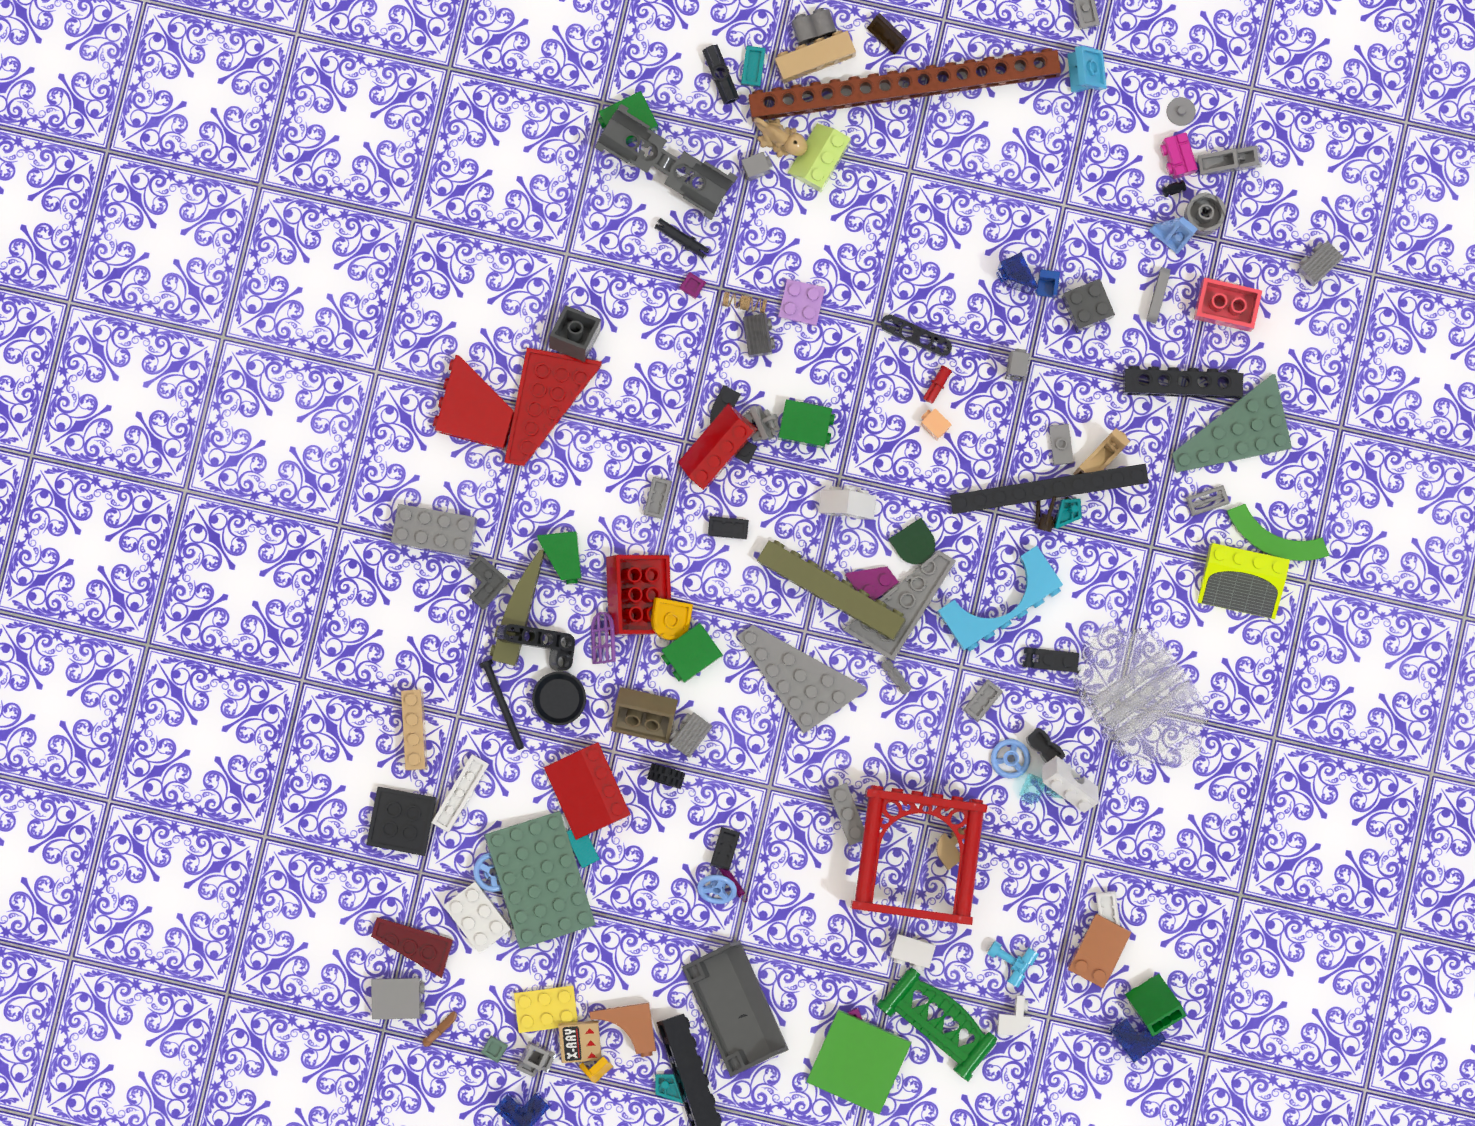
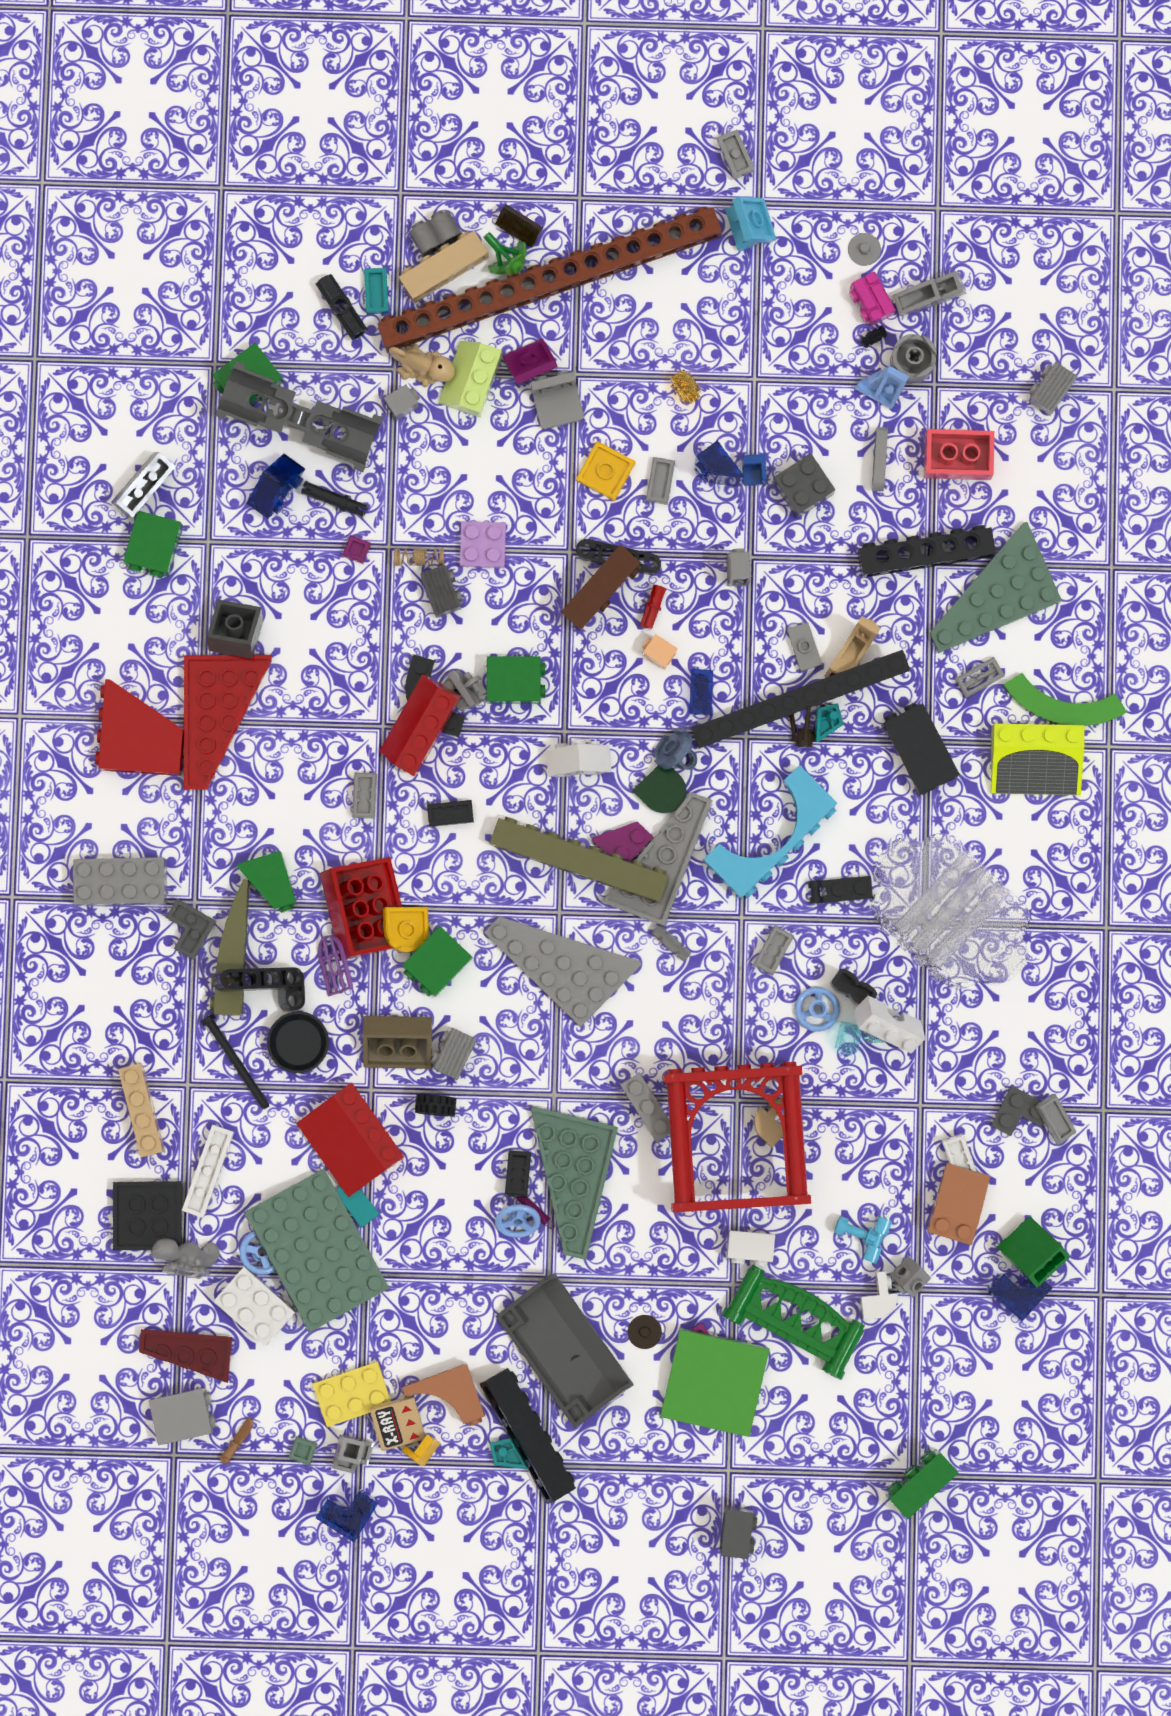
camera: 20 degrees left, 0 degrees up
(428, 864) = (186, 1259): none -> light grey animal
(519, 247) = (153, 544): none -> green brick
(521, 194) = (143, 484): none -> brick
(634, 217) = (275, 485): none -> clear blue brick
(776, 851) = (576, 1167): none -> sand green wing
(807, 1006) = (644, 1331): none -> dark brown piece
(873, 67) = (514, 264): none -> plant
(873, 152) = (530, 361): none -> magenta plate
(890, 190) = (557, 399): none -> light grey bracket
(896, 358) = (601, 586): none -> reddish brown brick
(919, 259) = (605, 471): none -> yellow tile
(931, 510) = (673, 749): none -> sand blue tile
(964, 466) = (701, 692): none -> clear blue plate
(965, 277) = (660, 480): none -> light grey tile
(1003, 200) = (686, 387): none -> clear yellow brick
(1044, 1005) = (909, 1277): none -> light grey brick
(1144, 551) = (920, 748): none -> black panel
(1167, 876) = (1014, 1106): none -> dark grey plate
(1197, 894) = (1055, 1119): none -> light grey tile

